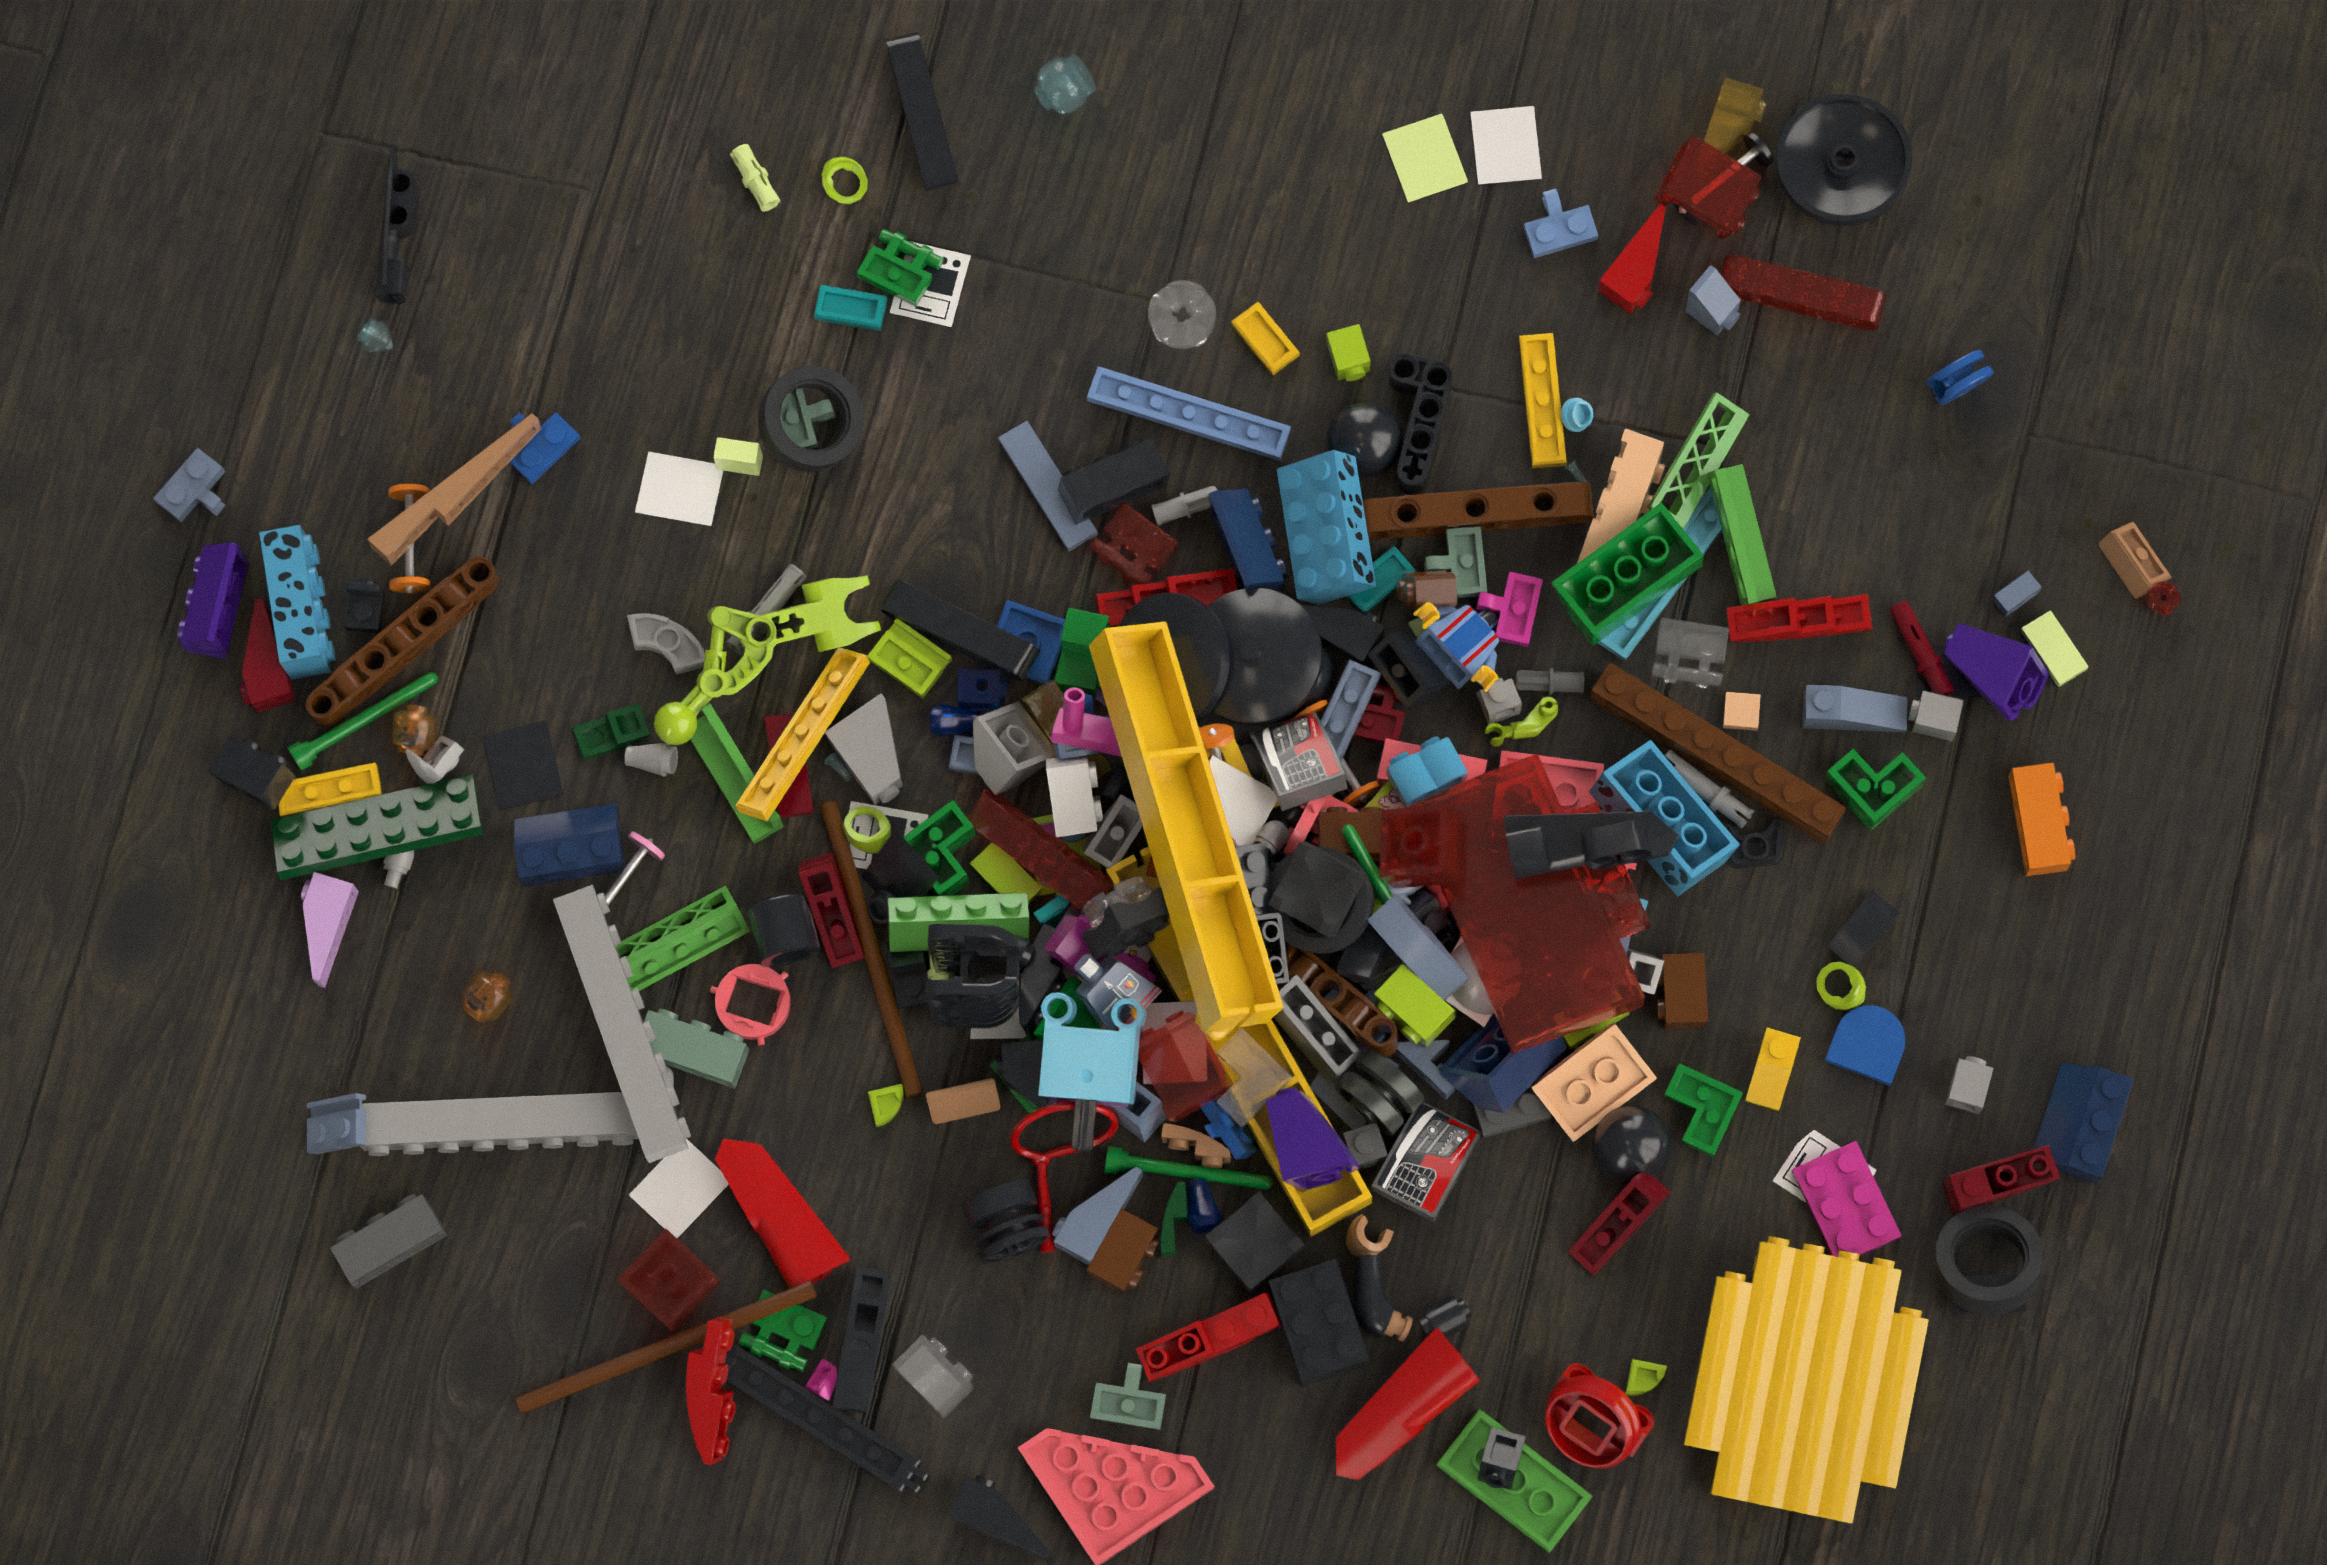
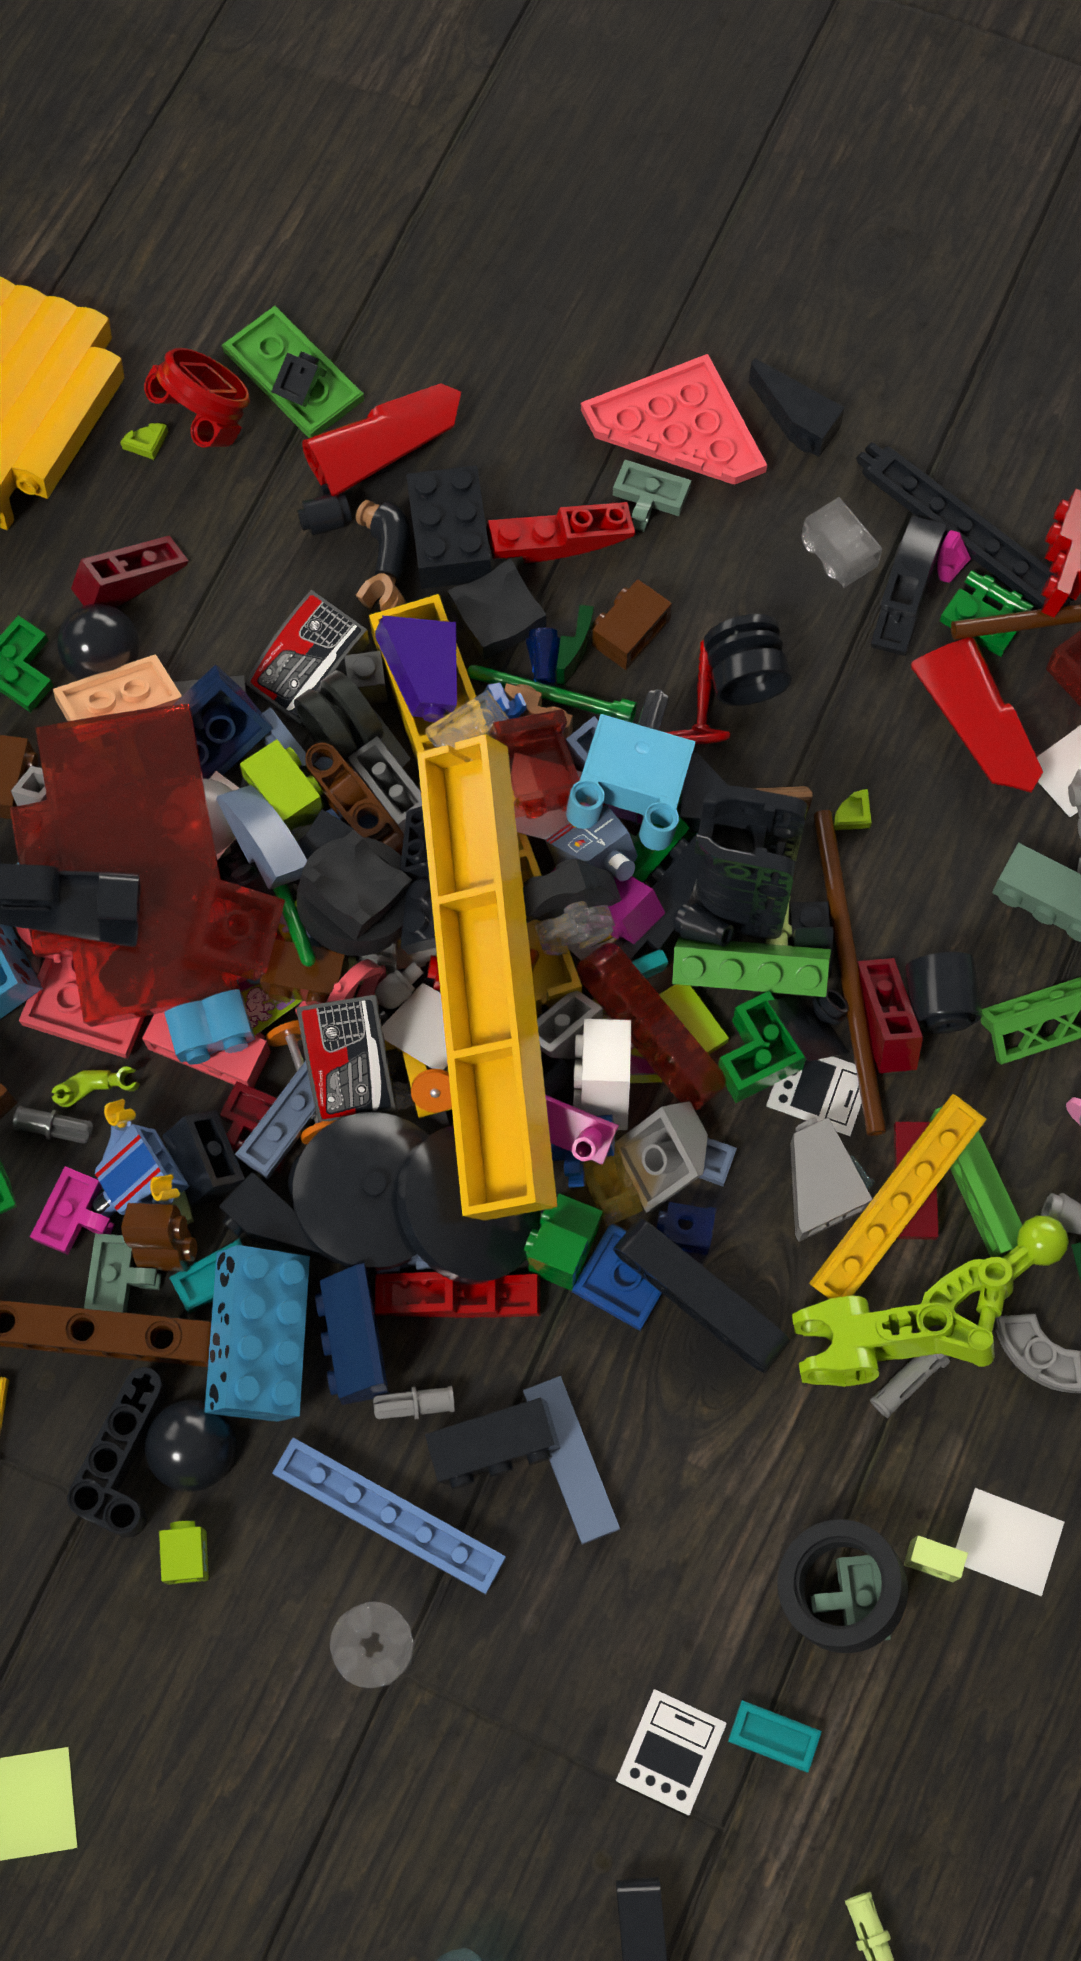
camera: 175 degrees left, 5 degrees down
(761, 976) = (997, 914): coral piece -> none
(848, 164) = (777, 1931): lime piece -> none
(867, 844) = (844, 1078): lime piece -> none
(895, 275) = (715, 1767): green plate -> none
(909, 658) = (763, 1278): lime plate -> none
(951, 720) = (728, 1198): clear blue cone -> none
(1090, 1221) = (654, 659): sand blue slope -> none
(1138, 536) = (474, 1376): clear red plate -> none
(1265, 338) = (279, 1598): yellow tile -> none
(1500, 701) = (101, 1096): light grey brick -> none

